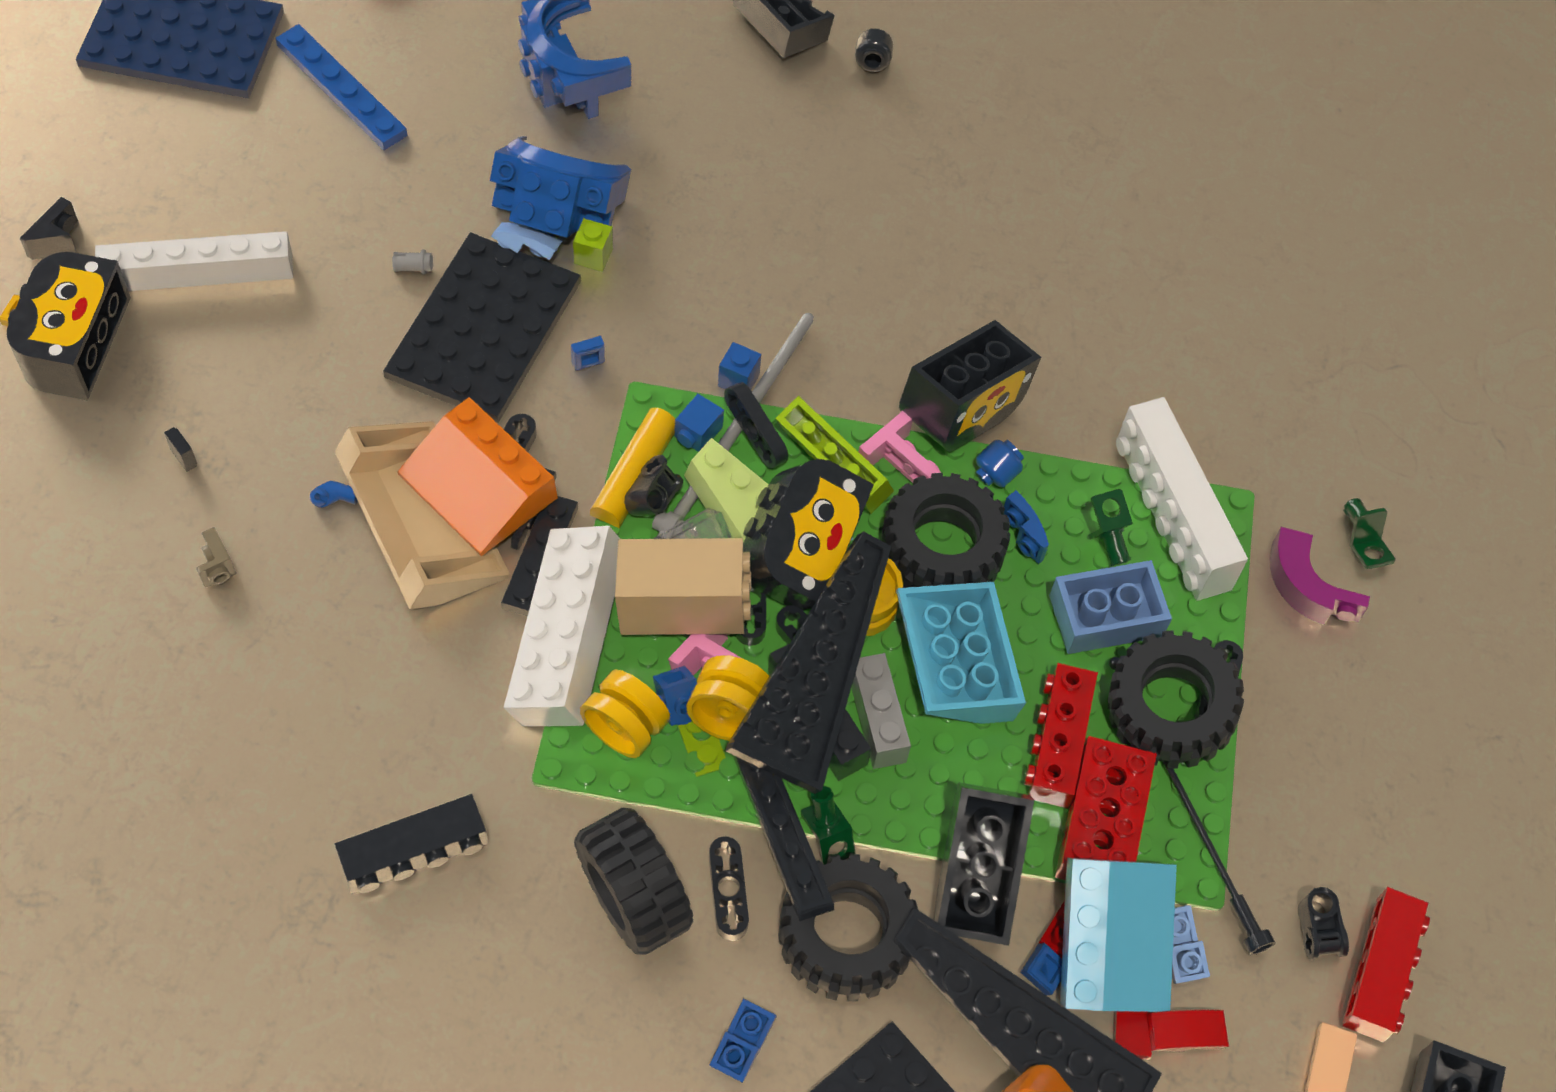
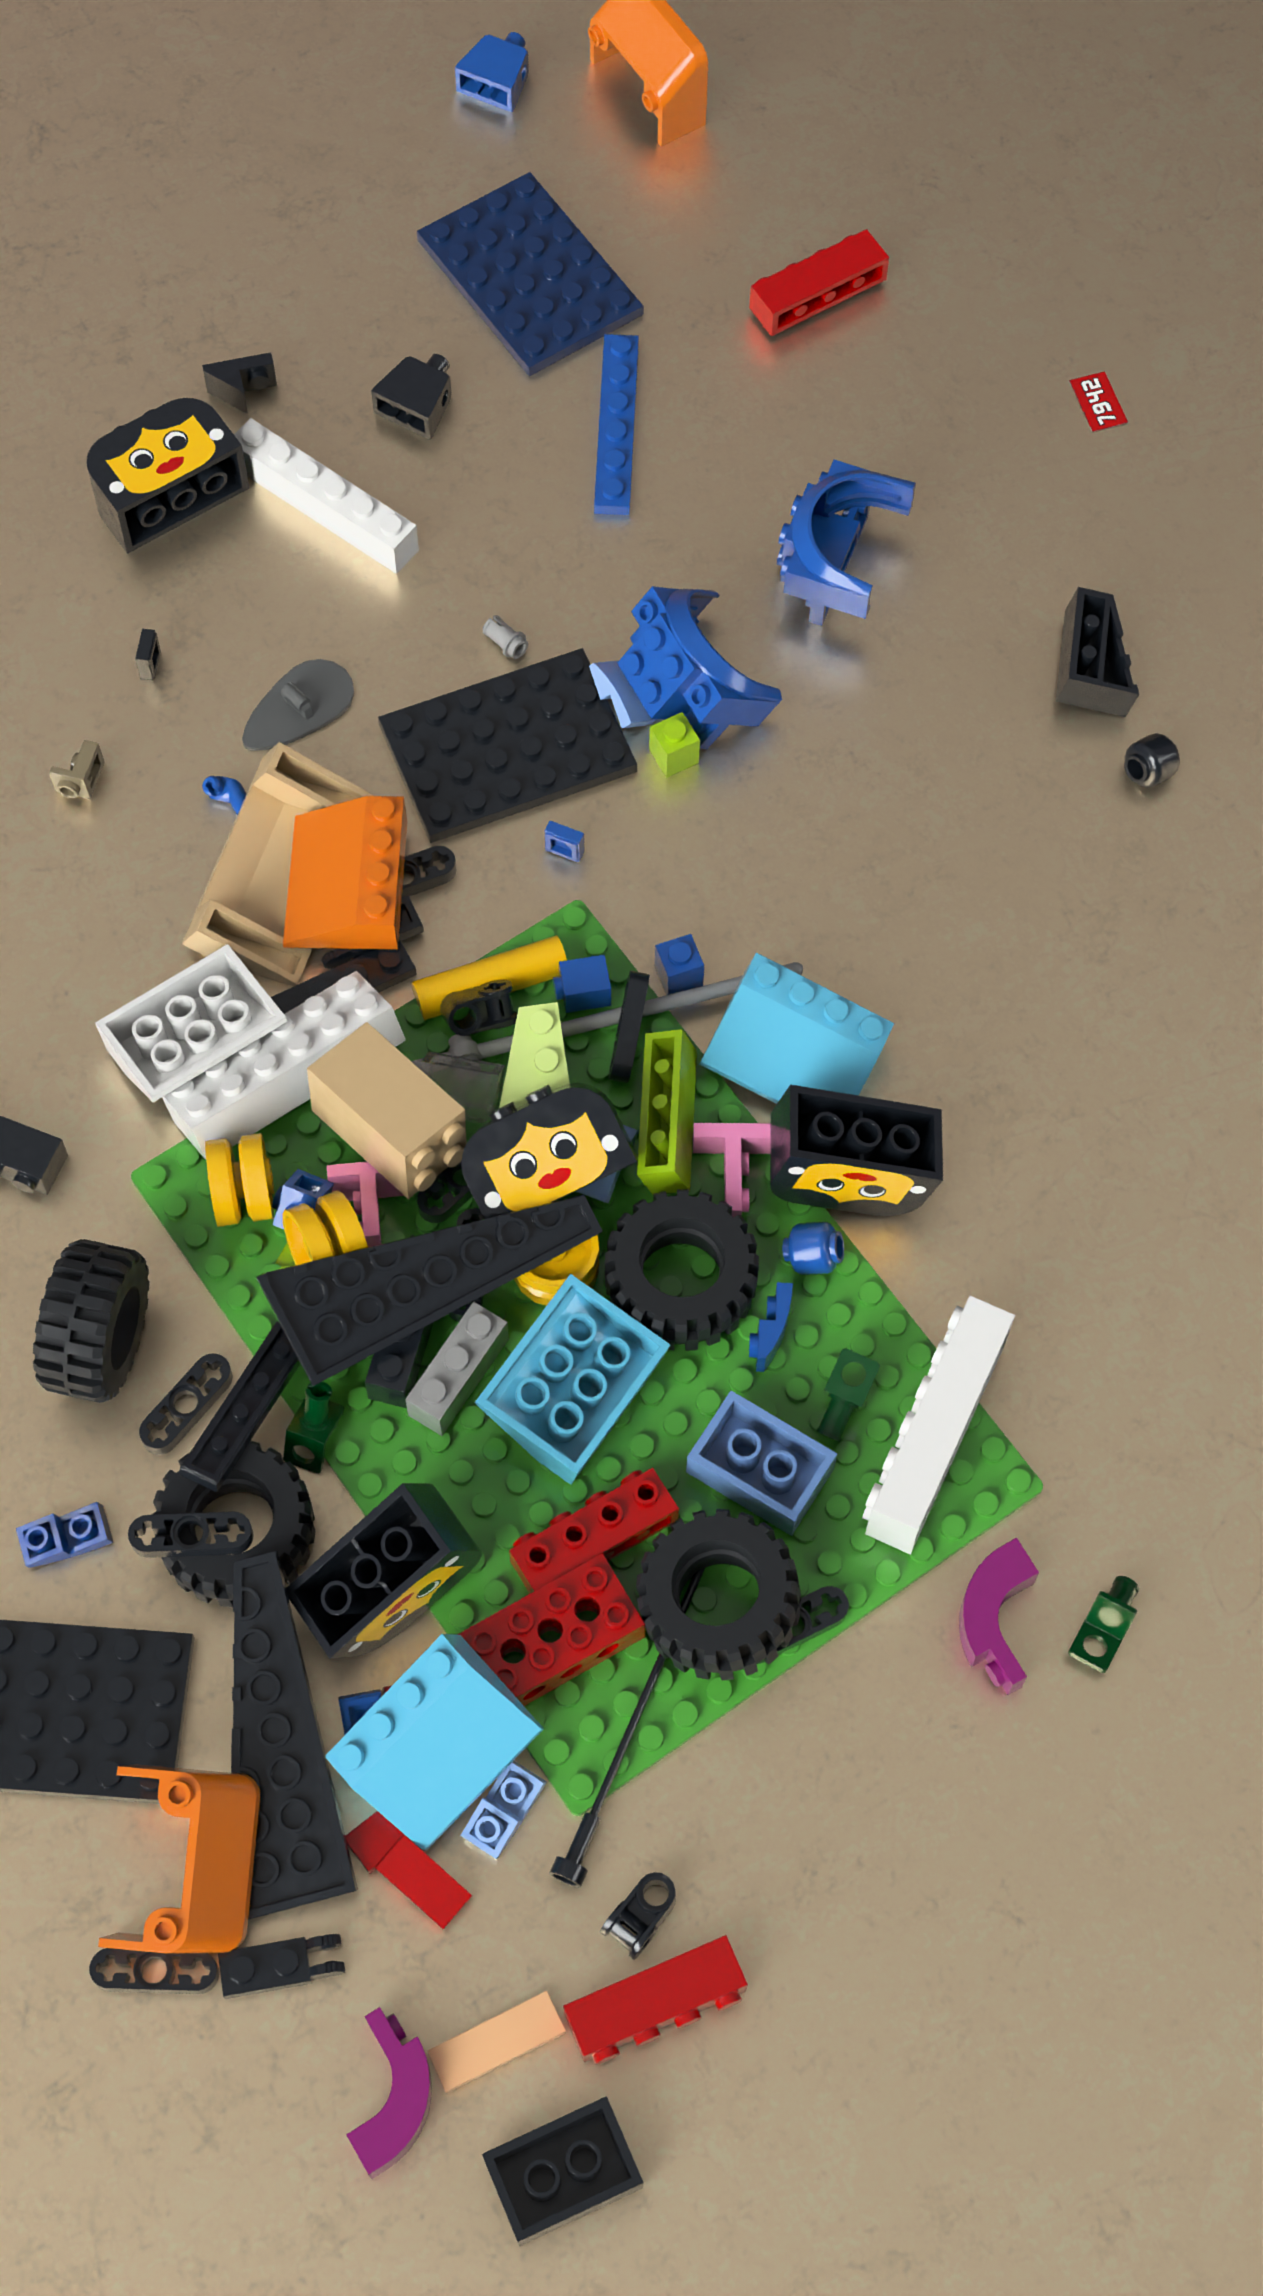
camera: 50 degrees right, 5 degrees up
(188, 158) = (414, 394): none -> black torso
(317, 405) = (299, 704): none -> dark grey shield
(481, 650) = (189, 1023): none -> white slope
(836, 977) = (159, 1545): none -> black beam
(854, 354) = (793, 1033): none -> medium azure slope

